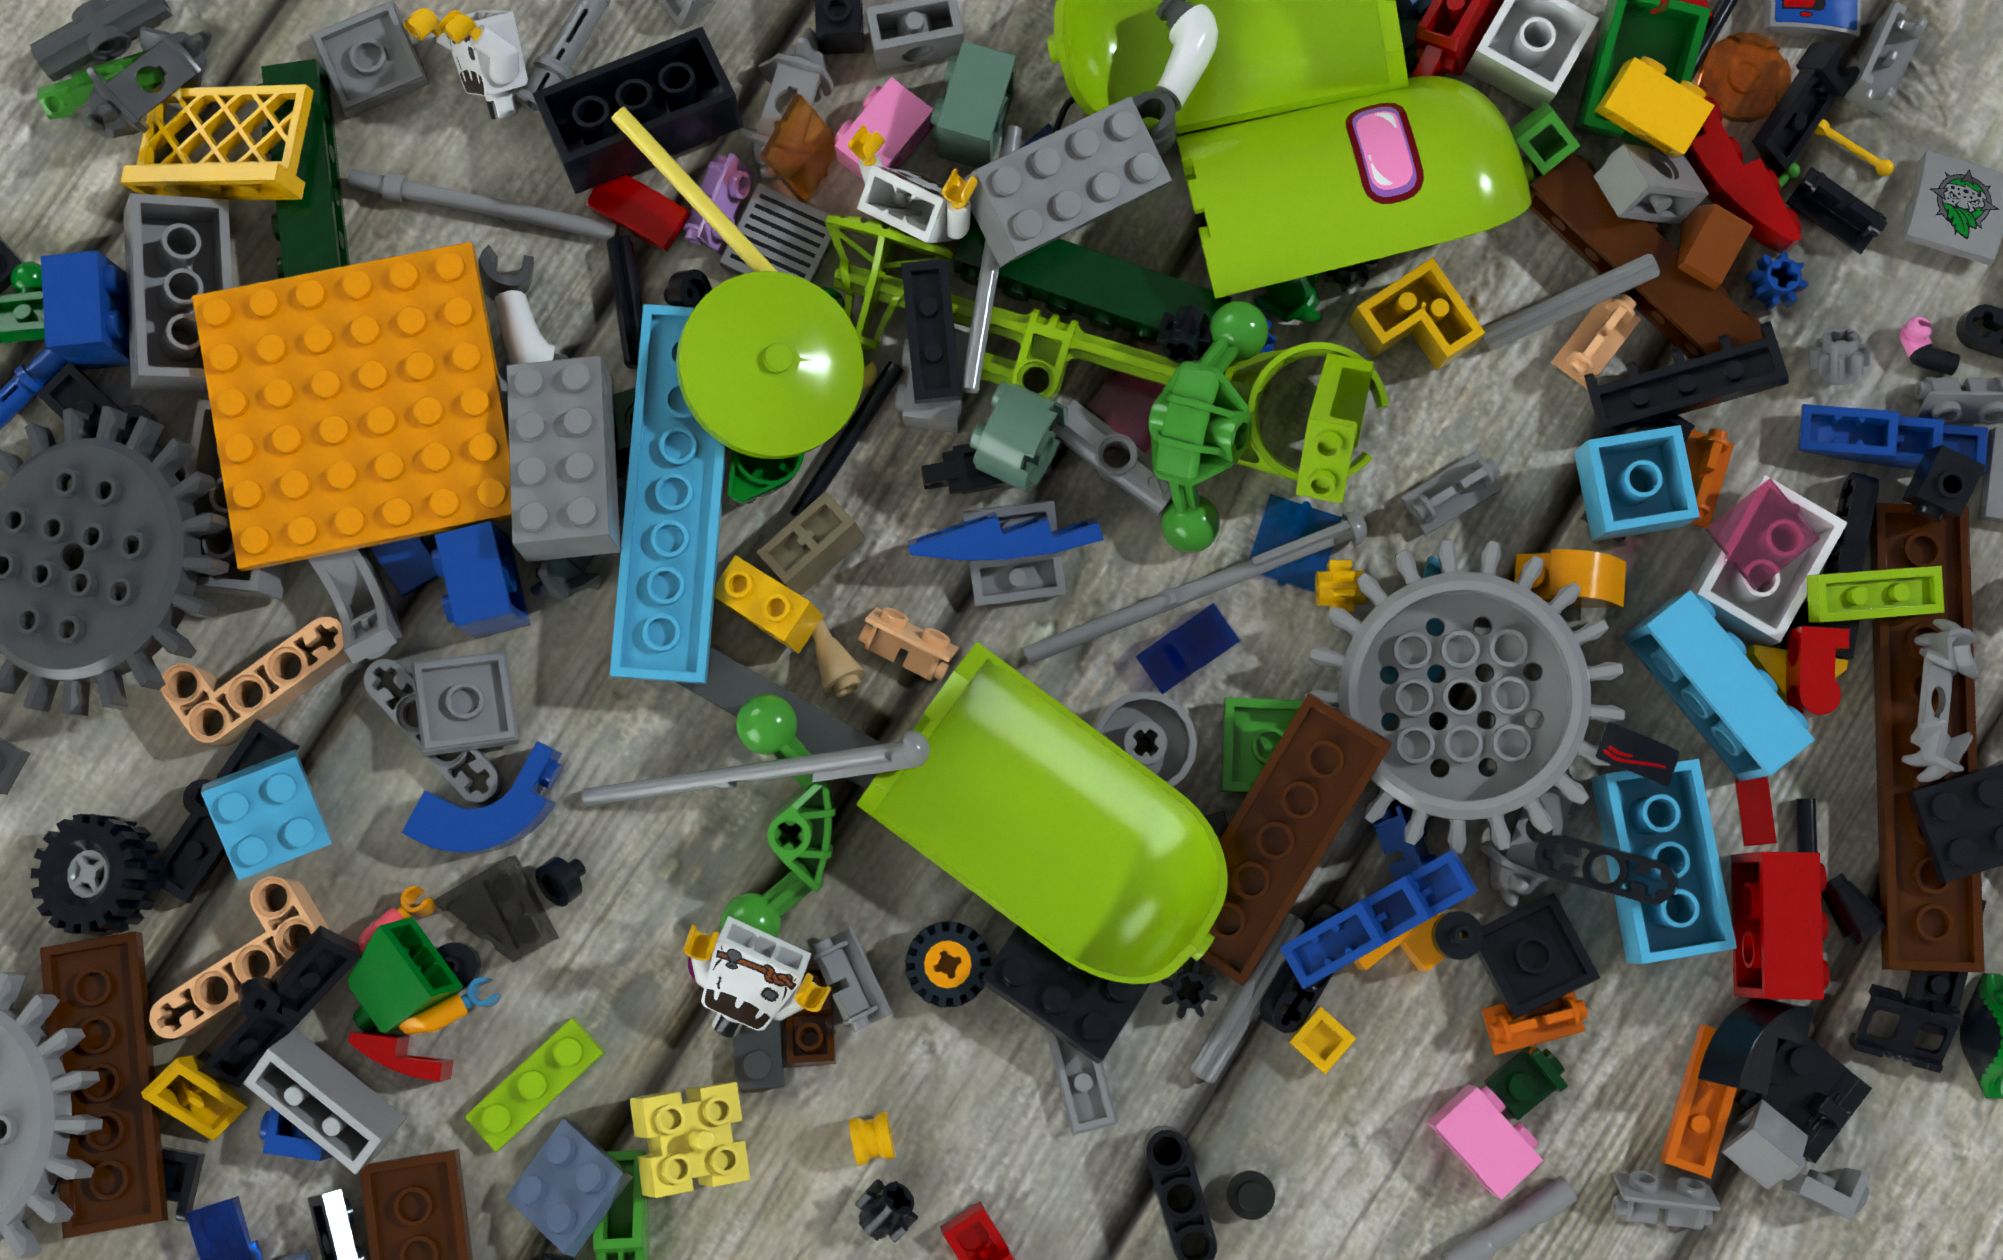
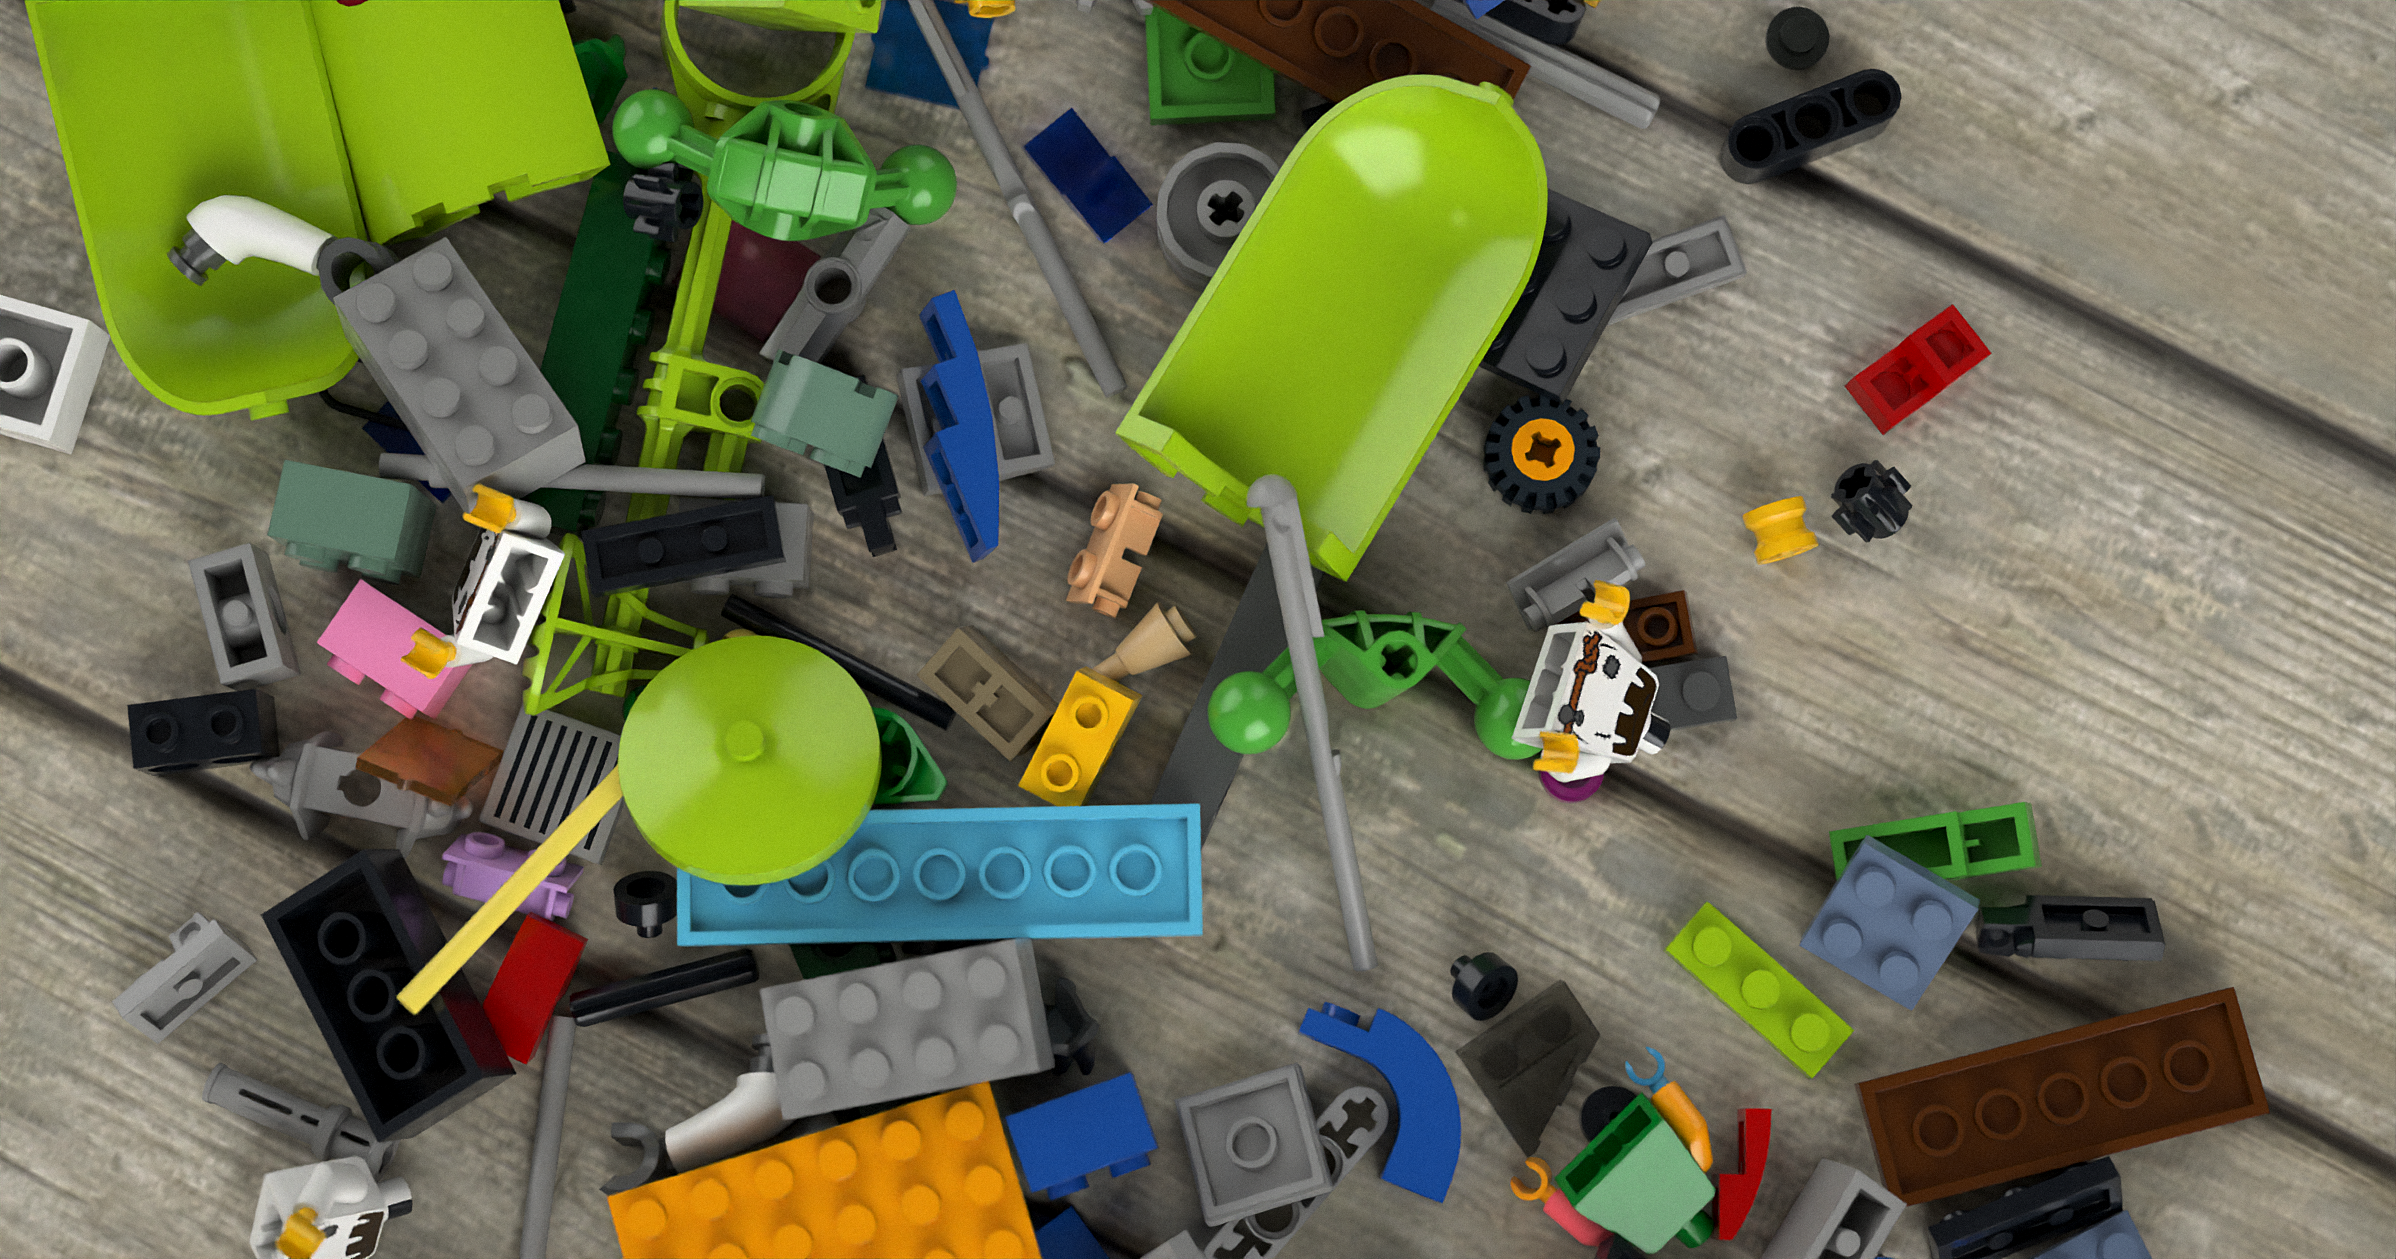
camera: 90 degrees left, 0 degrees up
(689, 1139) = (1809, 765): light yellow brick -> none
(1200, 993) = (1547, 120): black gear -> none

